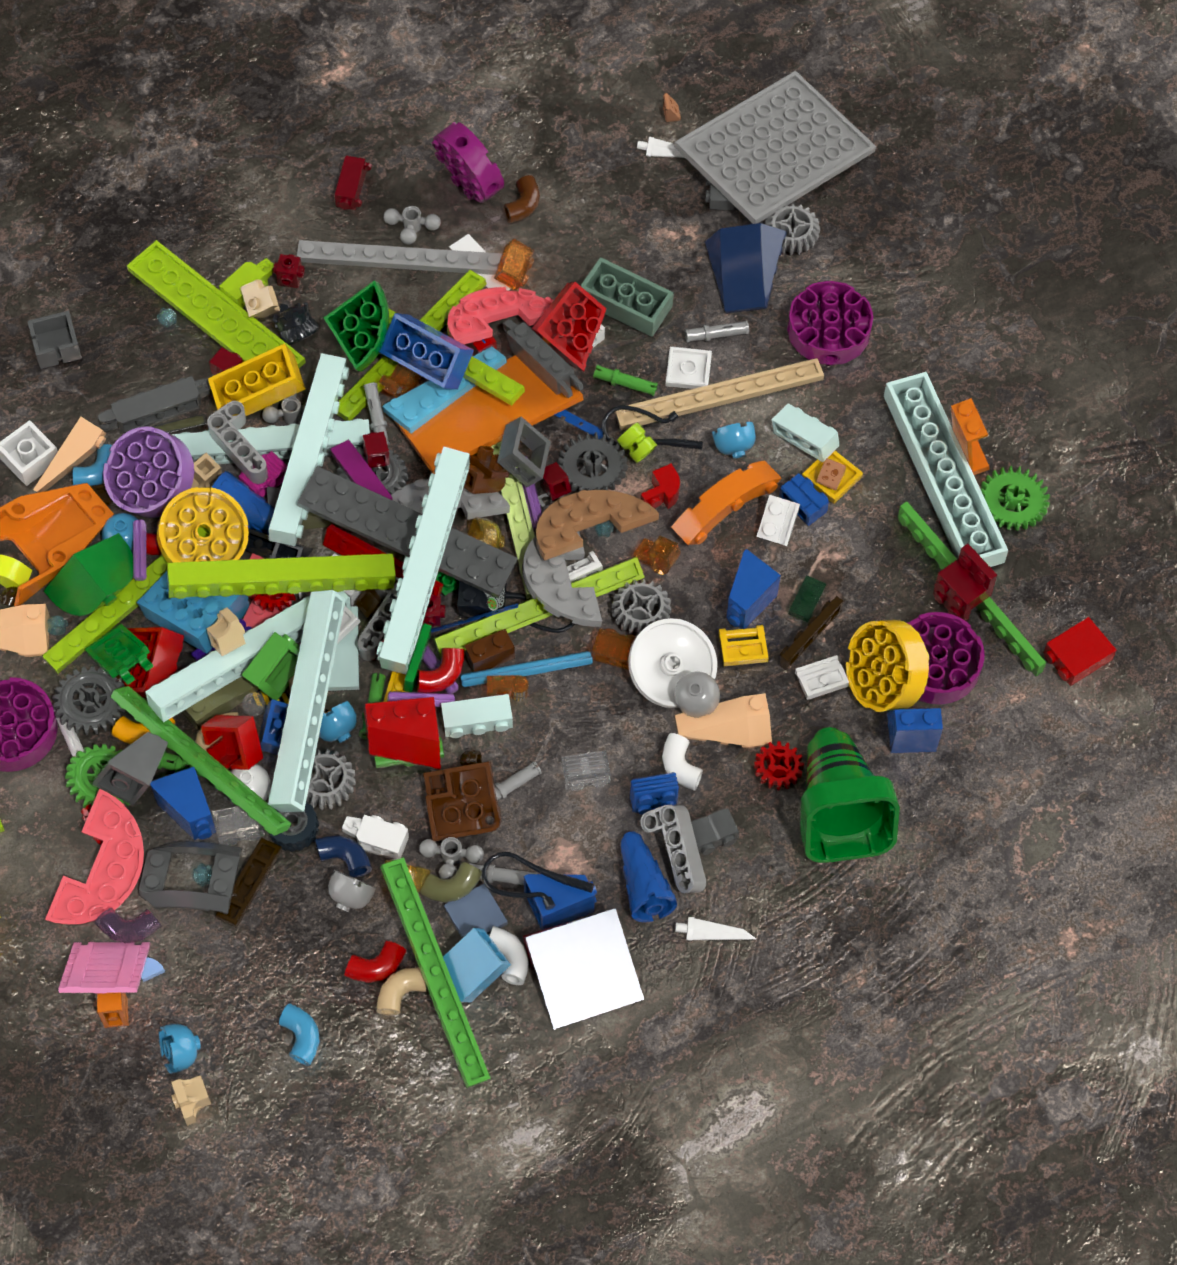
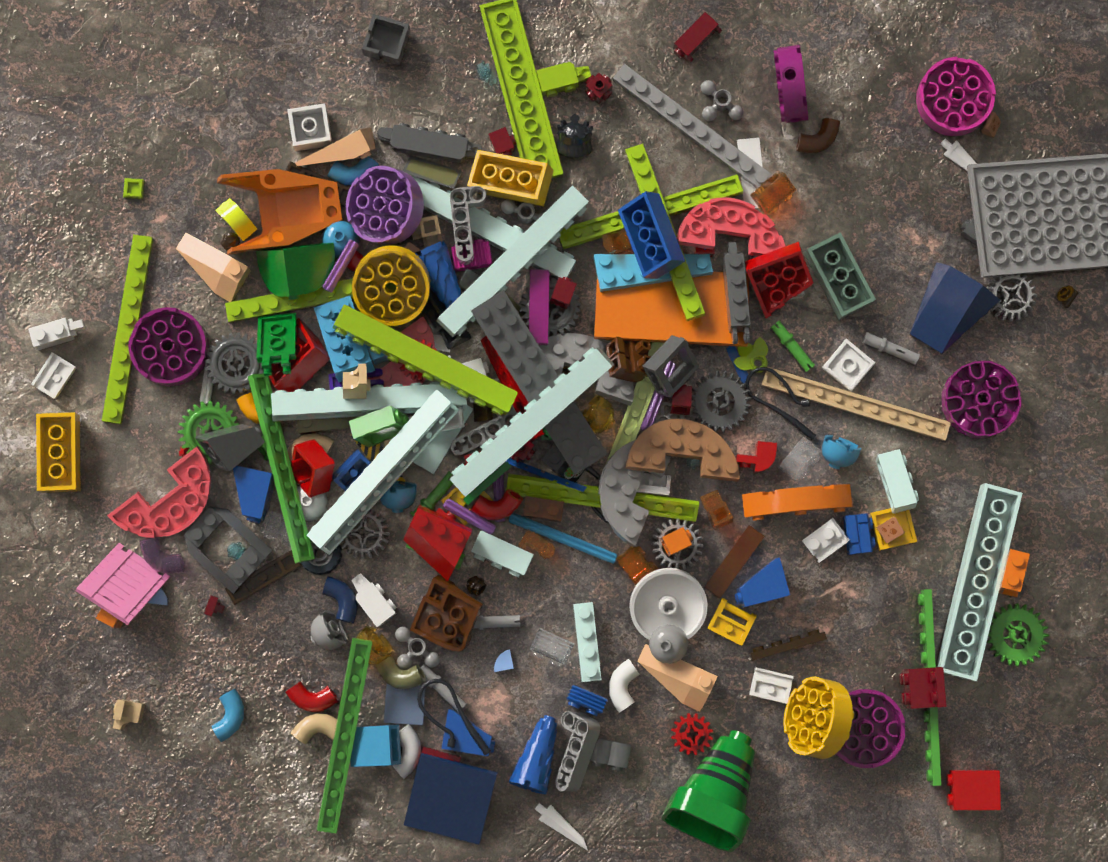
camera: 30 degrees right, 20 degrees up
(57, 625) = (249, 284): clear light blue plate -> none
(178, 1046) = (141, 672): dark azure cylinder -> none
(214, 935) = (213, 606): none -> dark red plate
(253, 704) = (348, 441): clear tile -> none
(259, 299) = (558, 103): tan brick -> none
(361, 325) = (615, 183): green brick -> none
(375, 409) = (585, 258): light grey pin -> none
(548, 814) = (503, 662): none -> light blue tile
(591, 410) = (750, 354): none -> lime plate
(616, 741) = (587, 642): none -> light aqua brick
(622, 101) = (953, 115): none -> dark pink brick
(637, 442) = (763, 408): lime wheel -> none
(638, 592) = (676, 541): none -> orange brick
(702, 466) = (799, 459): none -> clear brick
(706, 591) = (734, 561): none -> reddish brown tile
(807, 599) = (805, 615): clear green plate -> none
(841, 202) = (1067, 295): none -> dark brown plate
(914, 730) = (810, 772): blue slope -> none

